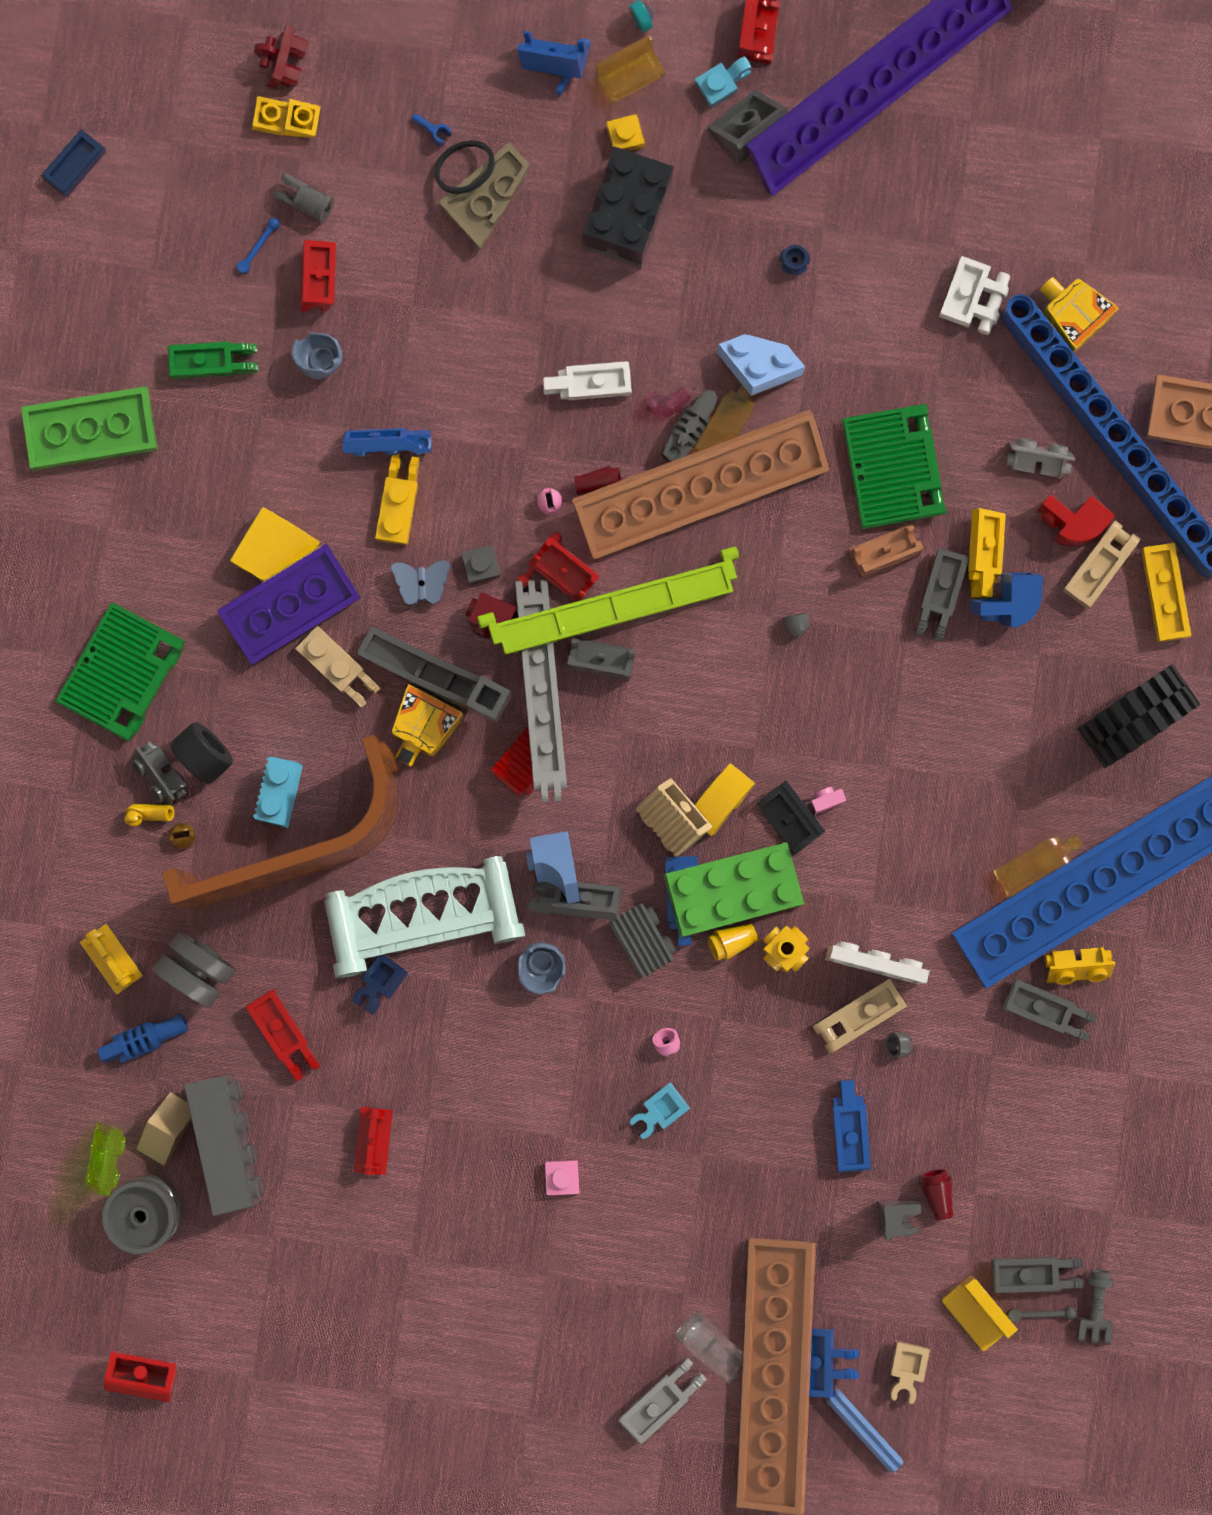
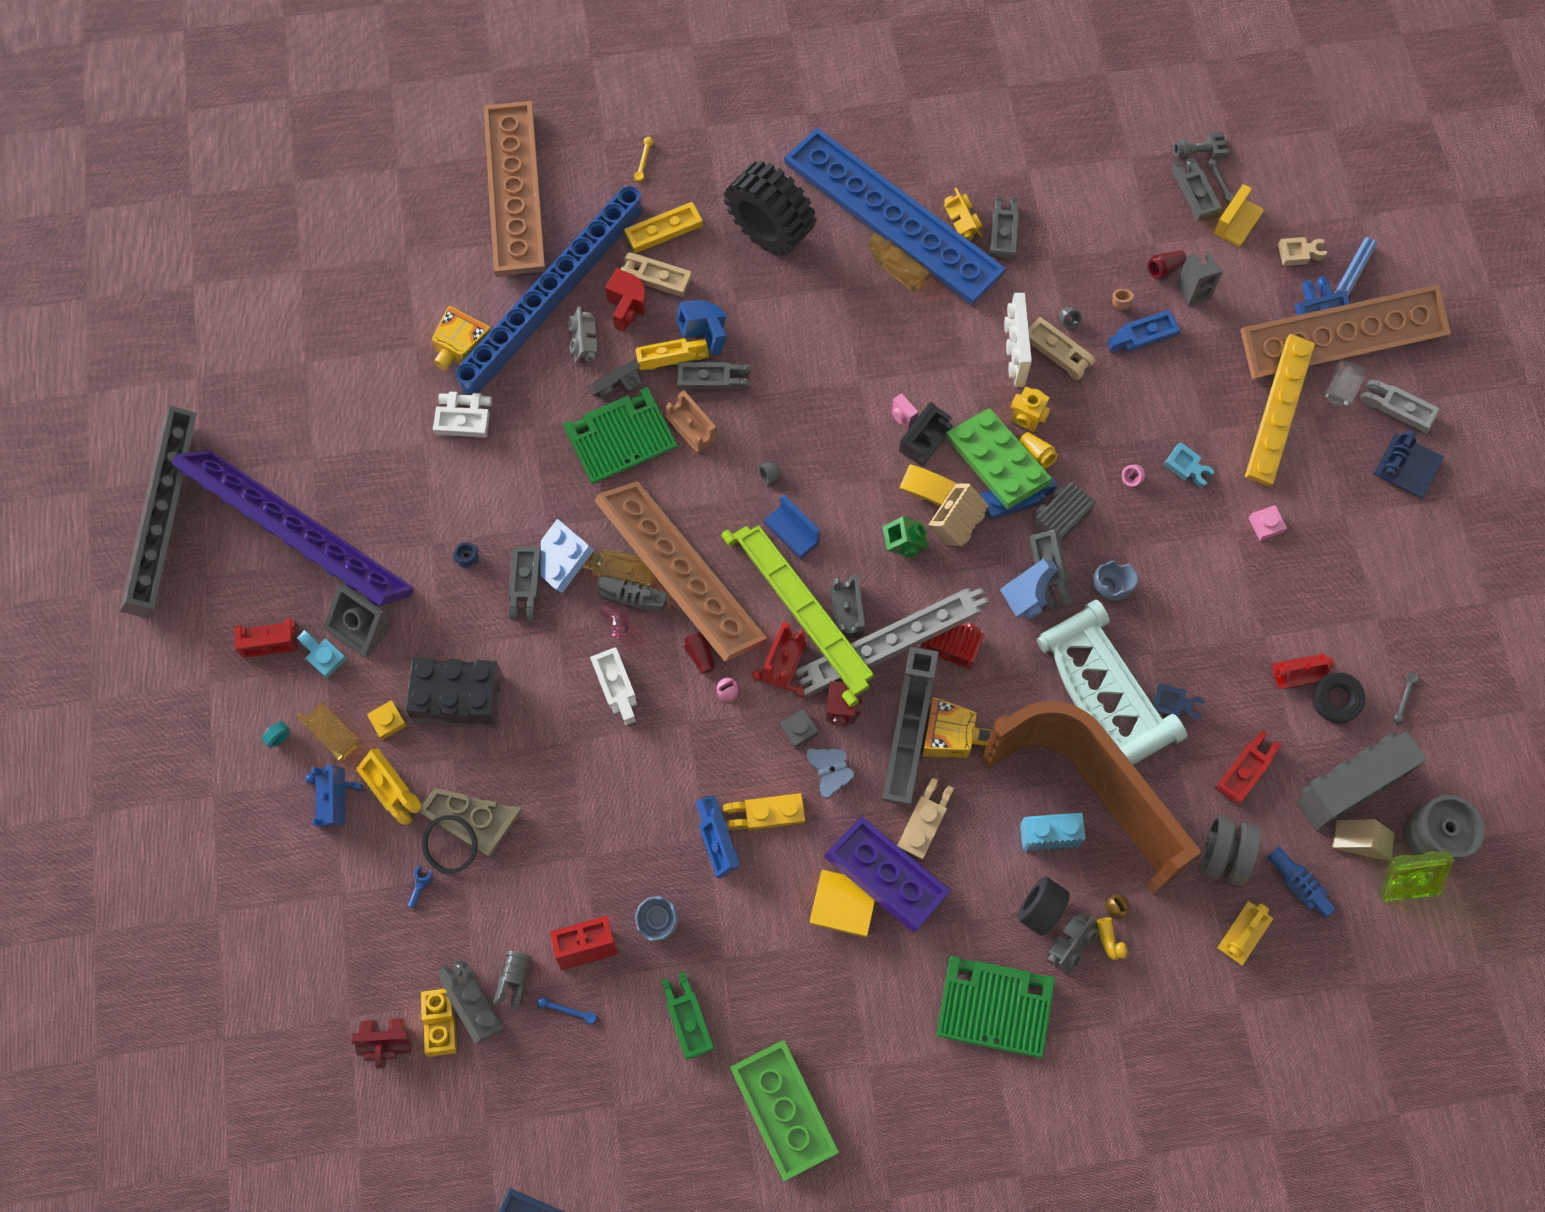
camera: 105 degrees left, 15 degrees down
(292, 151) = (469, 1002): none -> dark grey hinge
(309, 1171) = (1350, 685): none -> black tyre
(326, 1263) = (1411, 679): none -> dark grey hinge
(545, 119) = (388, 787): none -> yellow hinge
(583, 1378) = (1409, 464): none -> dark blue hinge
(664, 747) = (905, 537): none -> green brick
(696, 1248) = (1279, 410): none -> yellow plate
(717, 627) = (793, 528): none -> blue panel
(742, 314) = (524, 580): none -> dark grey hinge
(903, 1126) = (1126, 302): none -> nougat hinge
(974, 491) = (626, 375): none -> dark grey hinge

